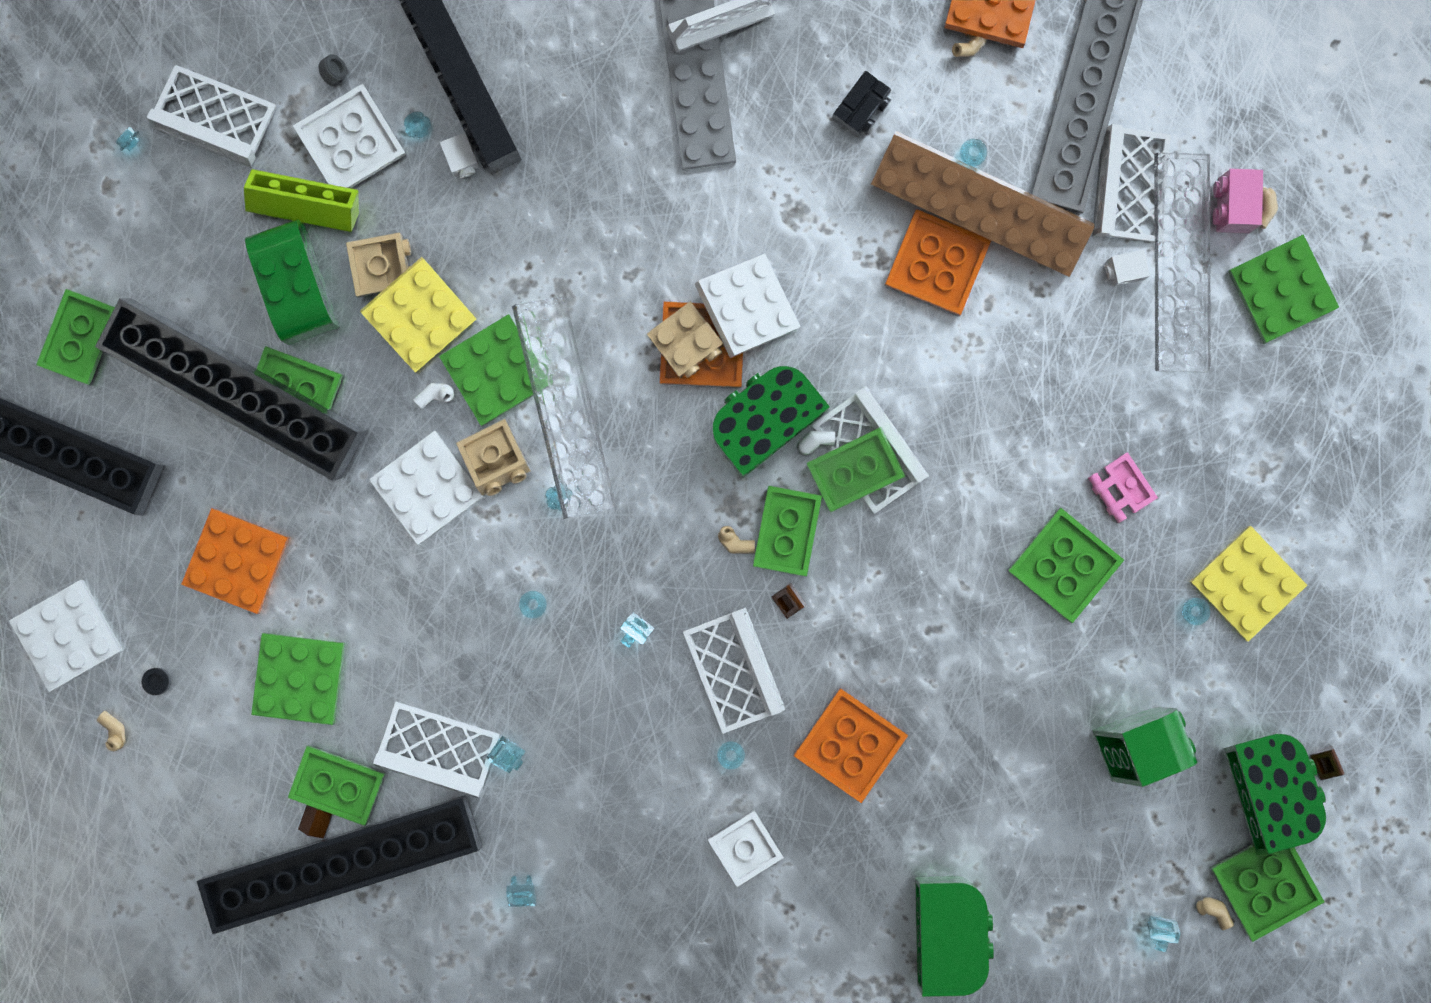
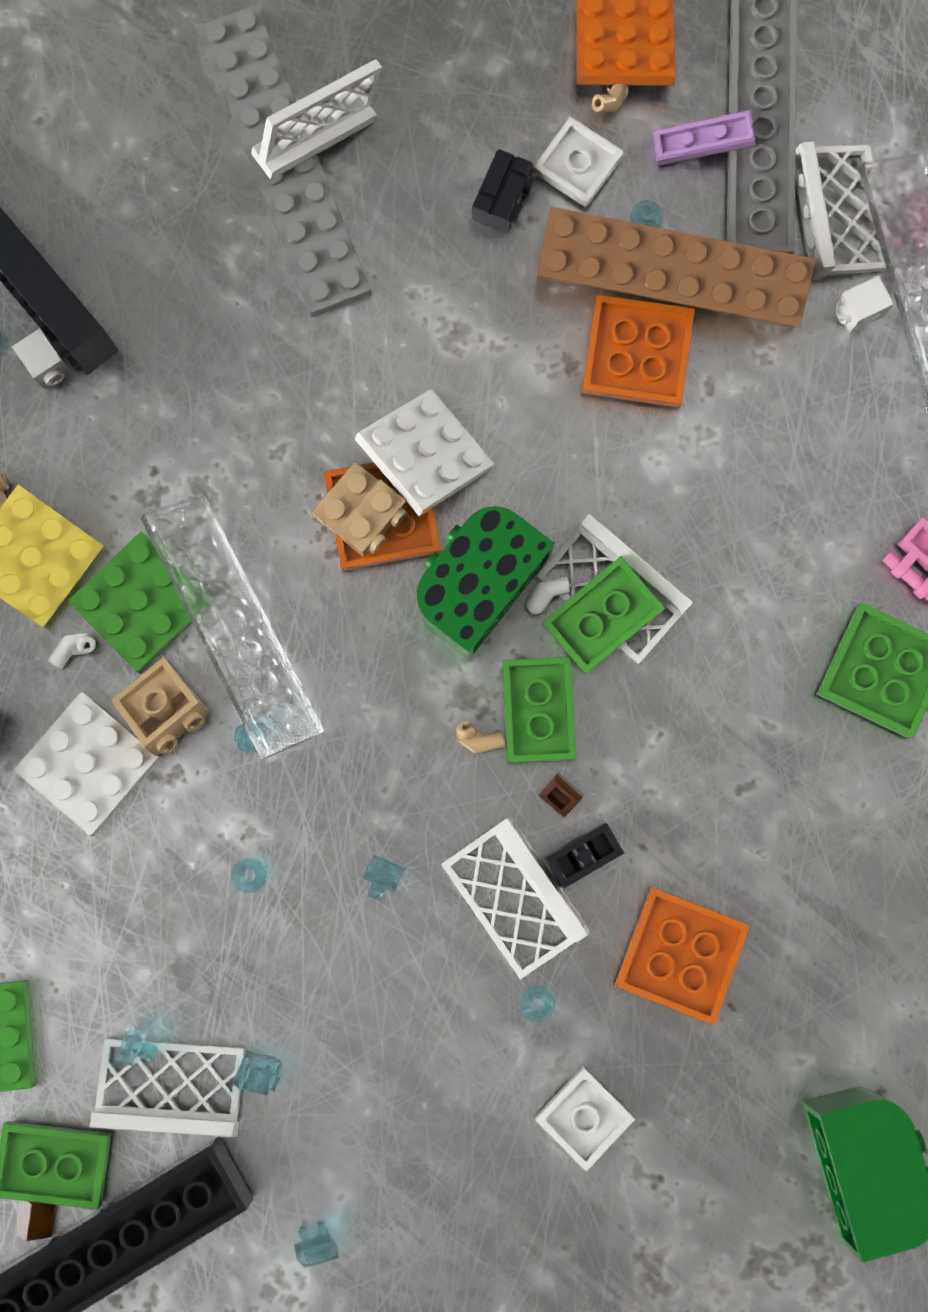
camera: 15 degrees left, 5 degrees down
(418, 712) = (135, 1046): none -> clear light blue tile
(793, 651) = (584, 855): none -> black brick
(929, 93) = (578, 162): none -> white plate
(1036, 98) = (704, 137): none -> lavender tile

